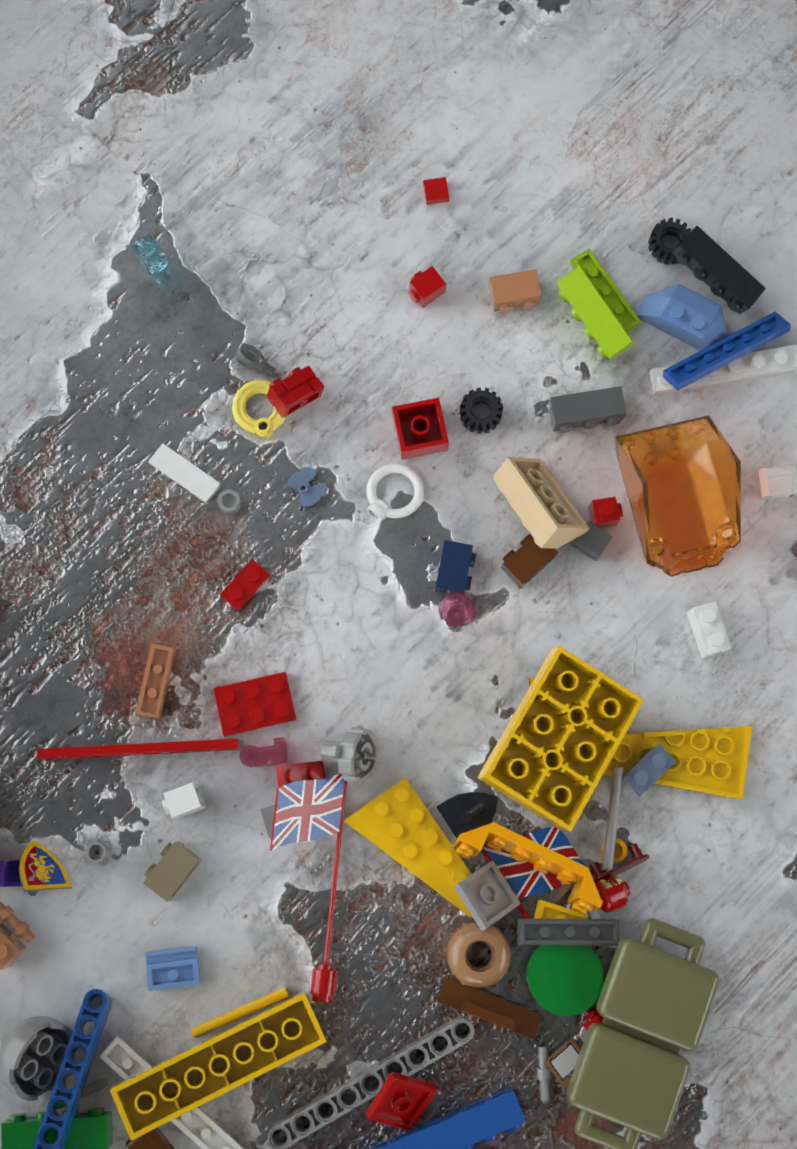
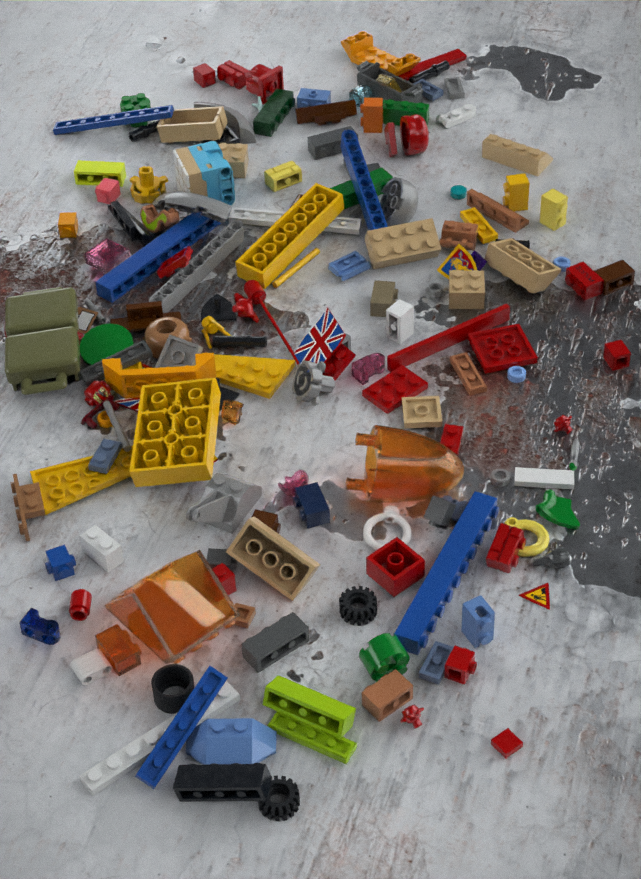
camera: 155 degrees right, 35 degrees down
(61, 823) = (466, 289): none -> tan brick
(84, 956) = (402, 243): none -> tan brick
(89, 696) = (502, 348): none -> red plate
(102, 648) = (516, 374): none -> light blue tile
(111, 533) = (563, 424): none -> red plant
(140, 475) = (574, 455): none -> light grey piece
(202, 422) = (557, 510): none -> green arm
(250, 644) = (421, 412): none -> tan plate
(295, 333) = (538, 595): none -> sticker
(328, 477) = (439, 511): none -> dark grey brick
(336, 541) = (405, 466): none -> clear orange windscreen
(352, 961) = (244, 307): none -> red piece
(367, 402) = (446, 572): none -> blue brick
(383, 986) = (218, 308): none -> black shield
(384, 312) = (478, 625): none -> medium blue brick
(391, 897) = (240, 341): none -> black pin
(412, 948) = (211, 326): none -> yellow plant
(445, 303) = (434, 665): none -> sand blue plate
(465, 768) = (232, 411): none -> clear orange tile
(497, 323) = (384, 656): none -> green brick
(504, 258) = (411, 715): none -> red plant
(545, 620) = (225, 502): none -> light grey slope
(602, 462) = (246, 615): none -> medium nougat plate
(721, 390) = (167, 677): none -> black piece
(752, 484) = (119, 649): none -> clear orange brick
(760, 565) = (80, 604): none -> red brick
(760, 635) = (60, 563): none -> blue brick
(762, 745) = (29, 503): none -> medium nougat bracket

